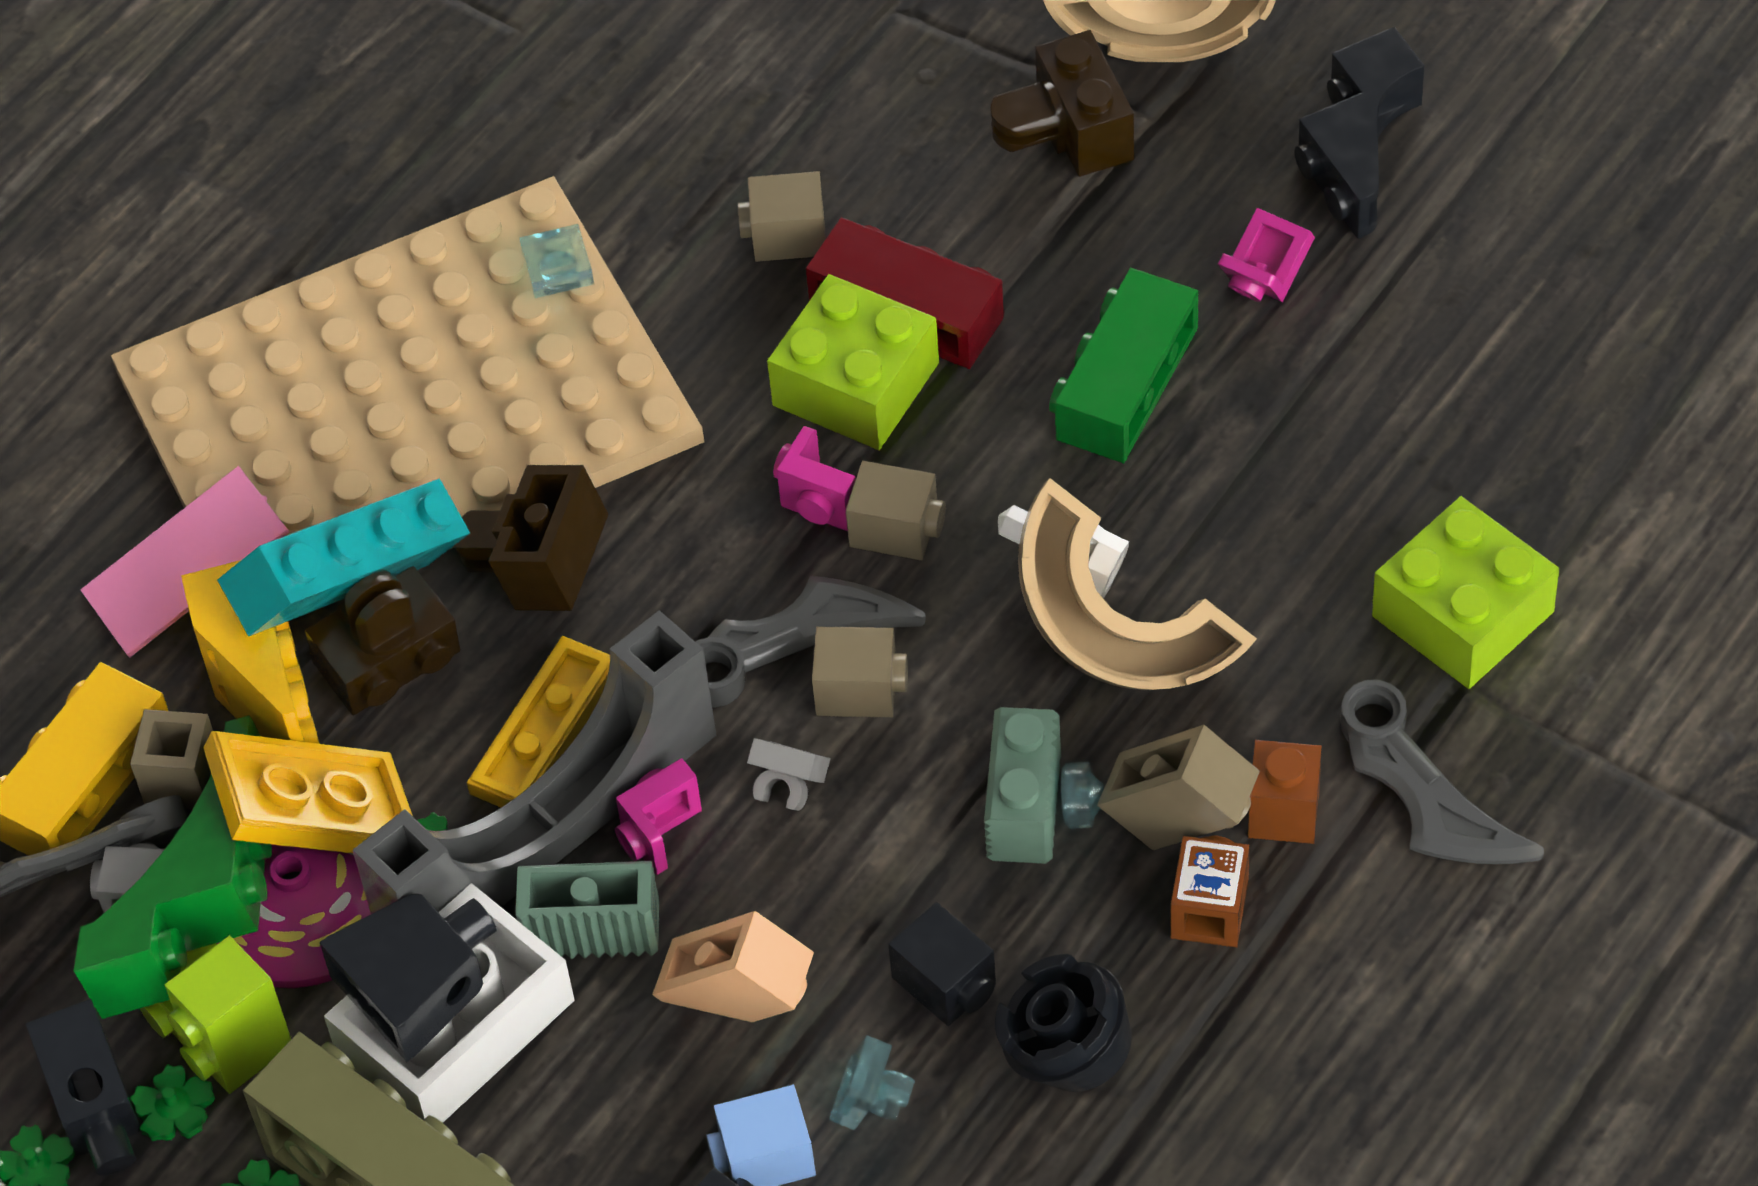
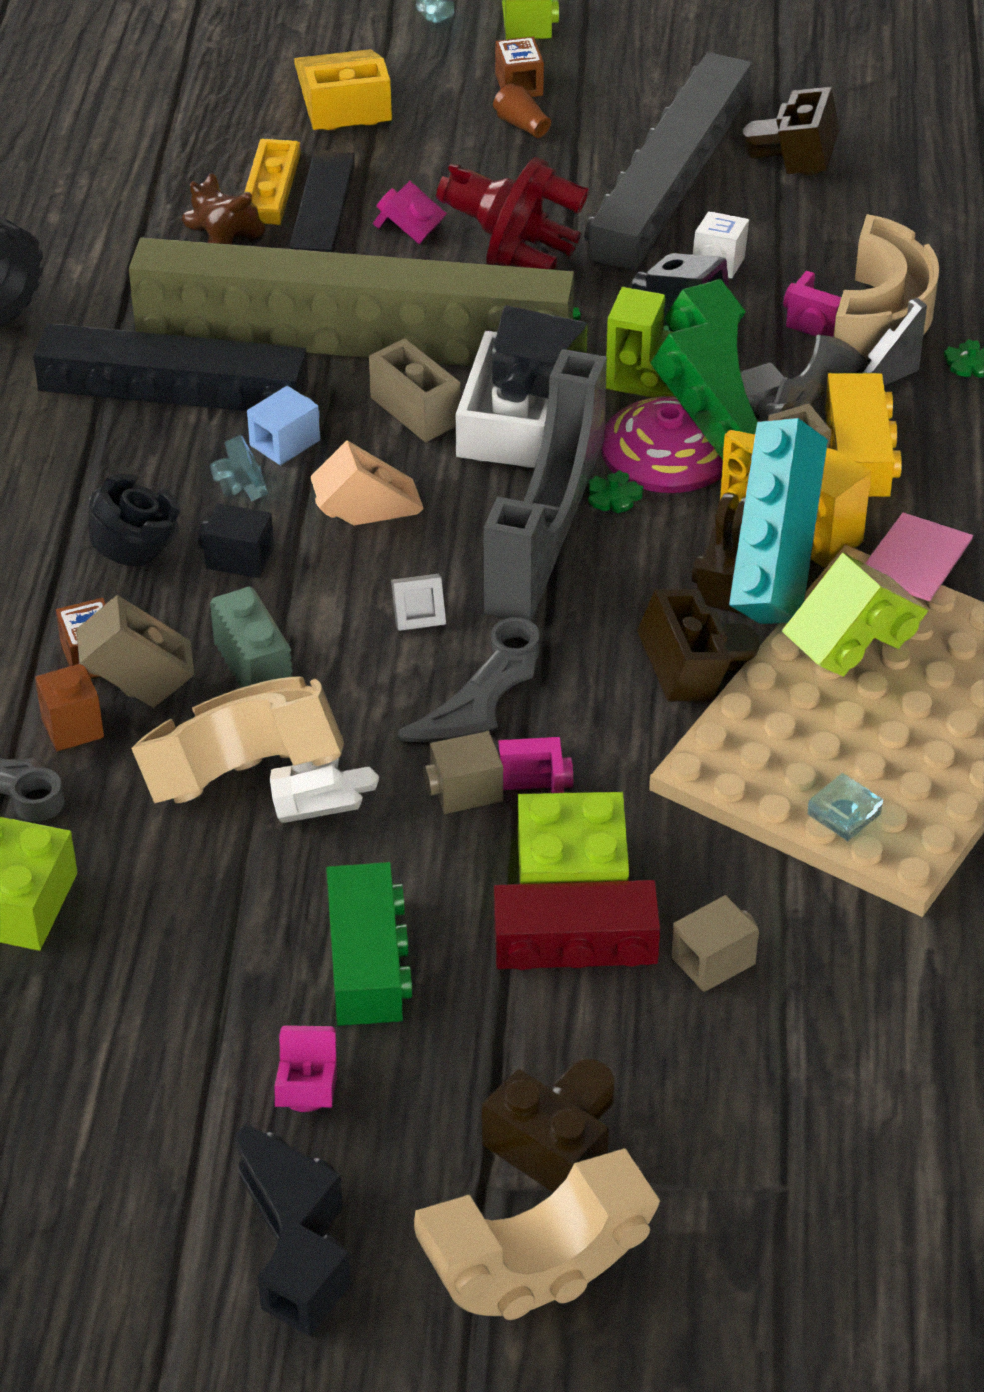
camera: 145 degrees right, 10 degrees down
(302, 791) = (682, 441): yellow tile -> none
(354, 426) = (851, 610): none -> lime brick
(542, 722) = (601, 578): yellow tile -> none
(563, 1090) = (414, 389): none -> dark tan brick
(590, 907) = (475, 470): sand green brick -> none
(654, 807) = (471, 537): dark pink bracket -> none
(857, 671) = (414, 667): dark tan brick -> none
(1080, 795) = (211, 659): clear light blue tile -> none

